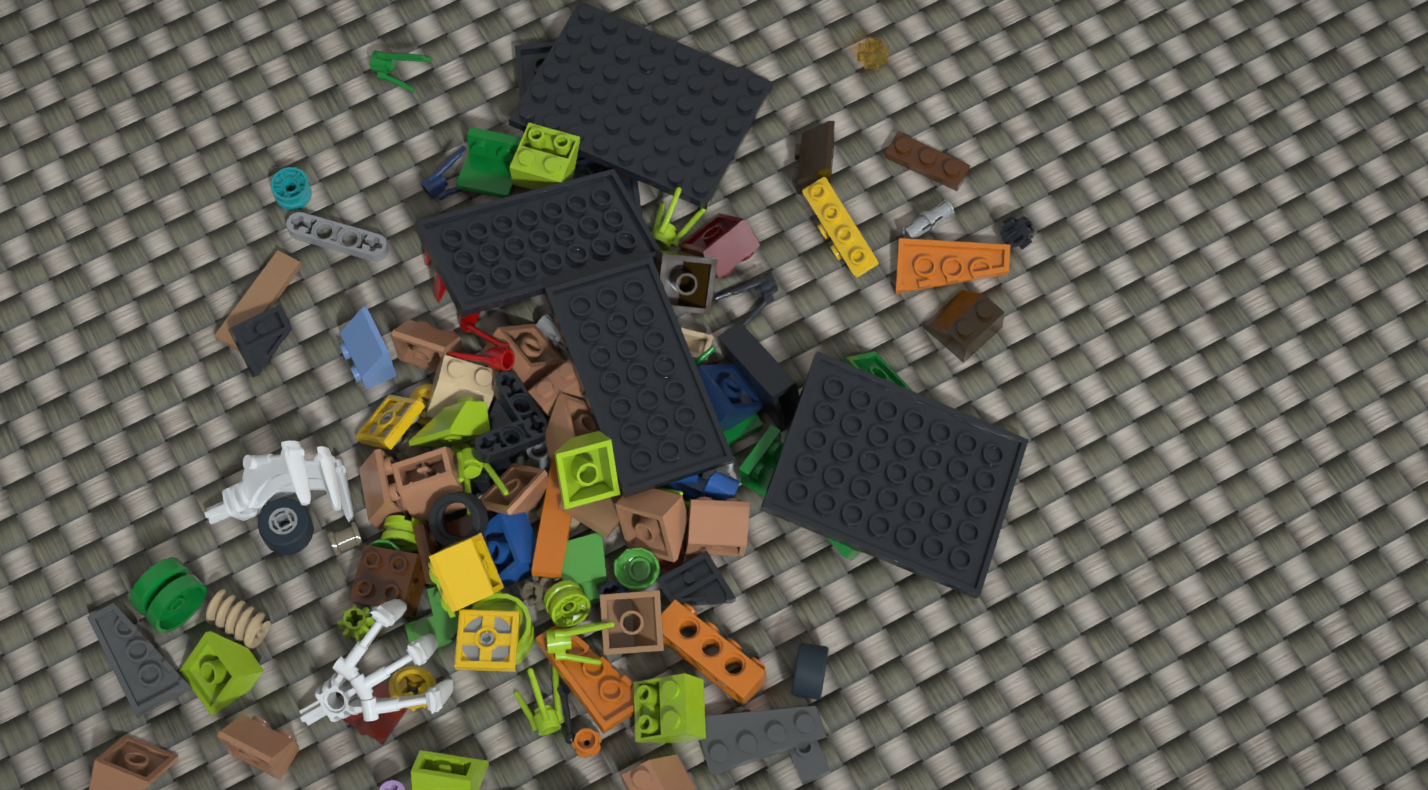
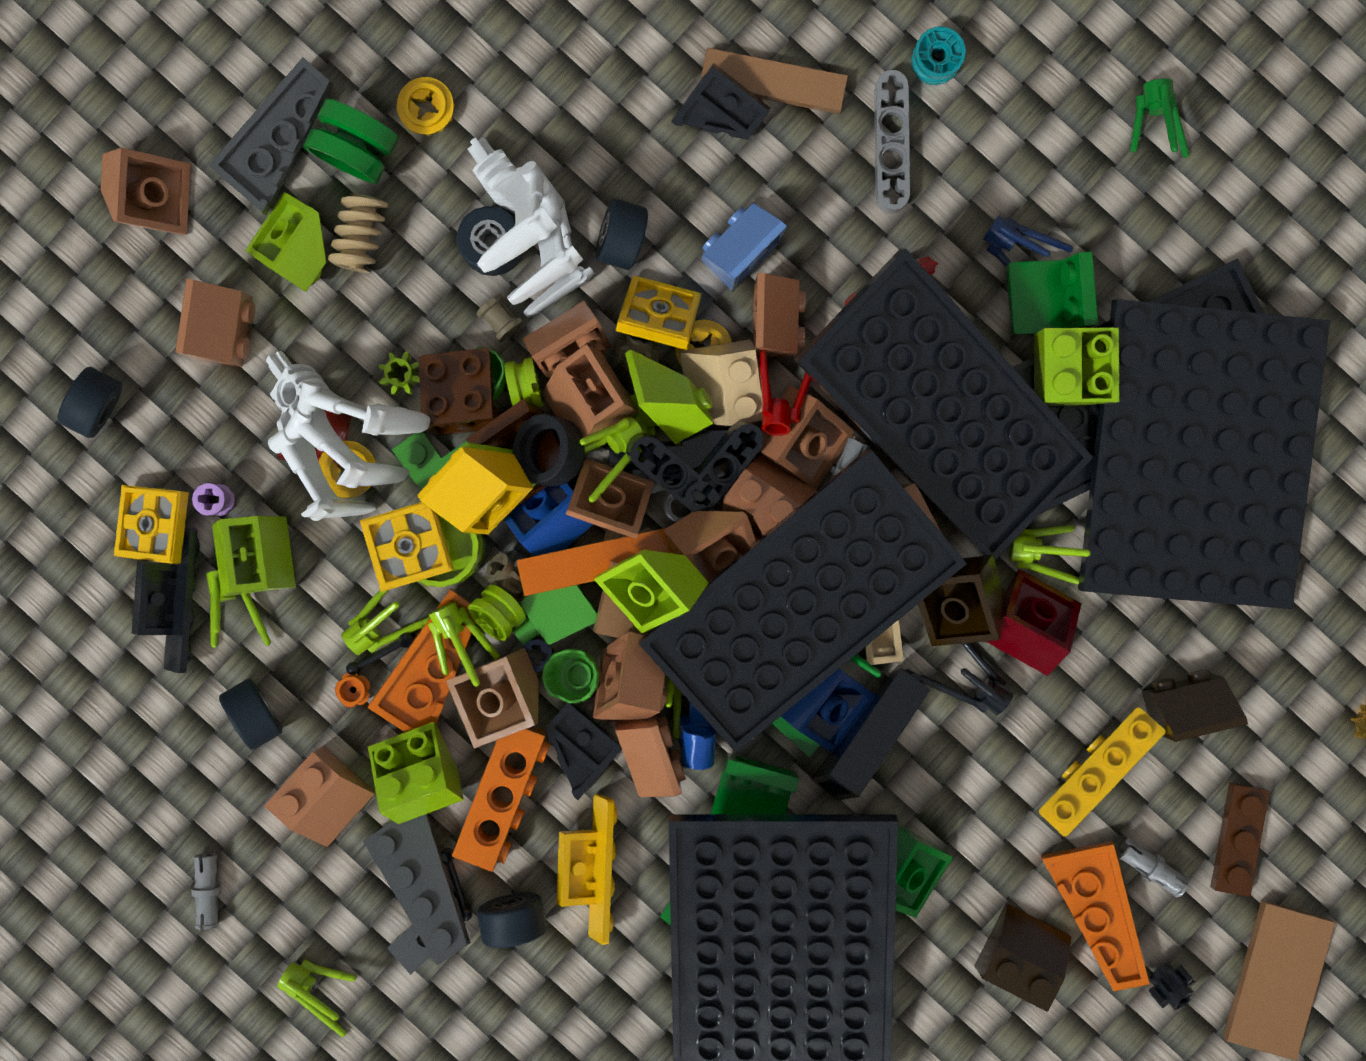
camera: 65 degrees right, 25 degrees up
(165, 530) = (420, 91): none -> yellow gear
(321, 427) = (621, 234): none -> black wheel
(792, 605) = (586, 868): none -> yellow bracket
(1038, 165) = (1278, 980): none -> medium nougat tile

